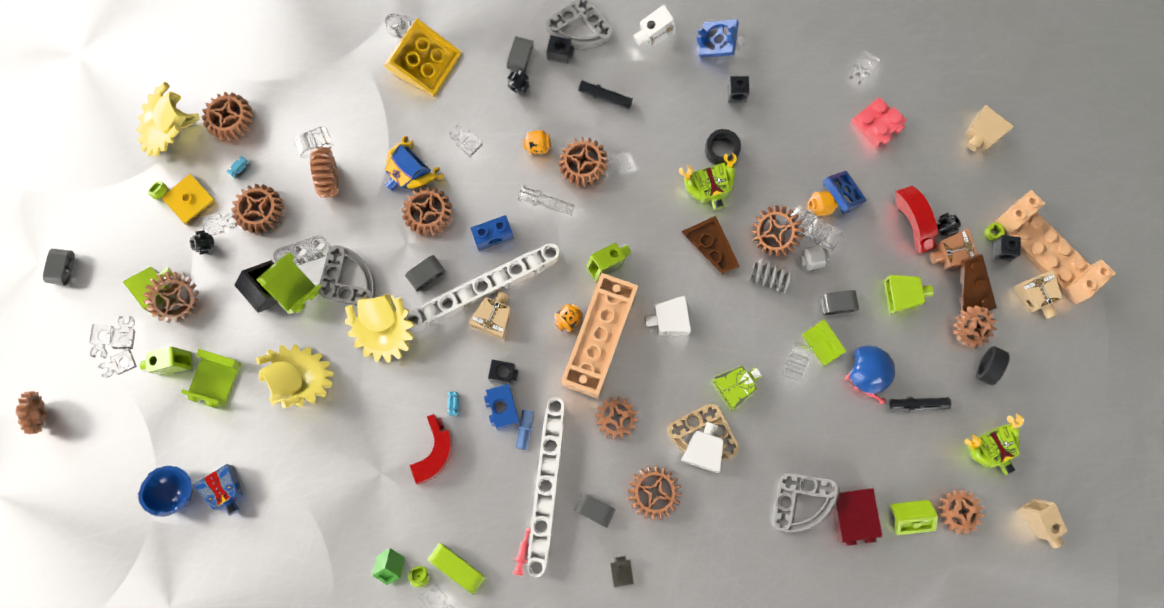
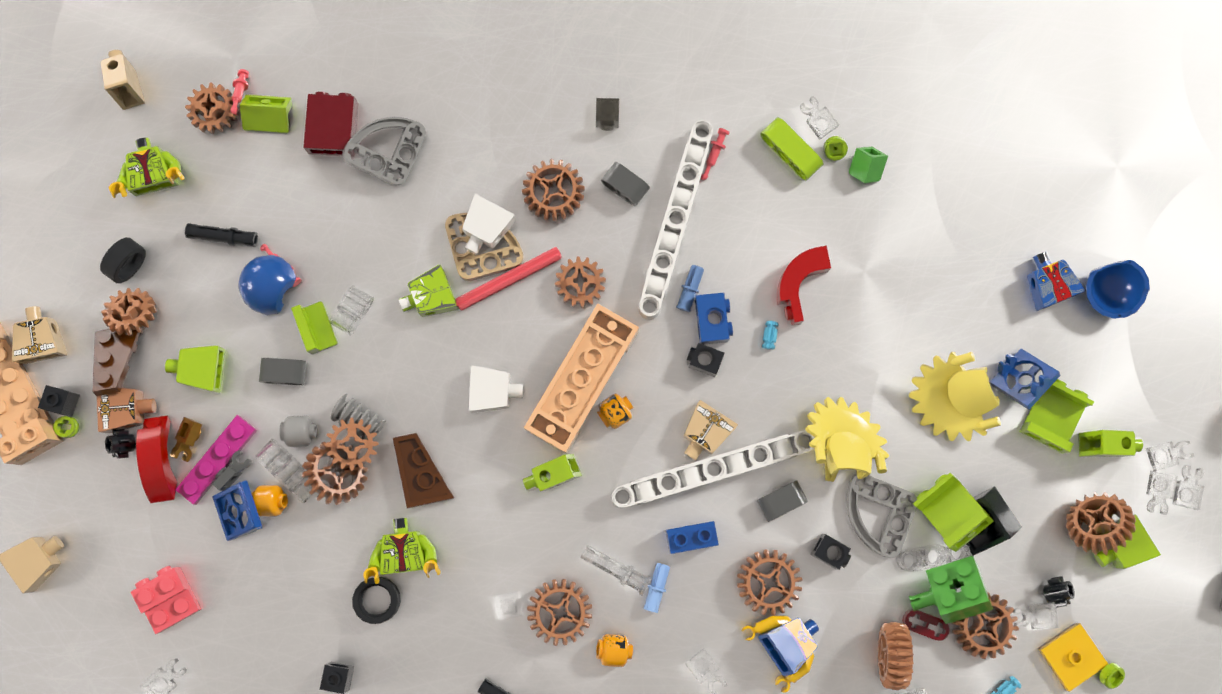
camera: 170 degrees left, 5 degrees up
(226, 394) = (1027, 400): none -> blue piece
(292, 225) = (943, 591): none -> bright green brick
(303, 198) = (927, 619): none -> dark red beam
(387, 247) = (824, 544): none -> black brick
(512, 192) = (657, 587): none -> light blue axle
(676, 411) = (508, 278): none -> coral axle
(777, 248) = (351, 455): none -> nougat gear
(859, 216) = (229, 475): none -> dark grey plate
(871, 228) = (217, 457): none -> dark pink plate
(899, 240) = (186, 436): none -> pearl gold plate
(942, 535) = (240, 86): none -> coral piece

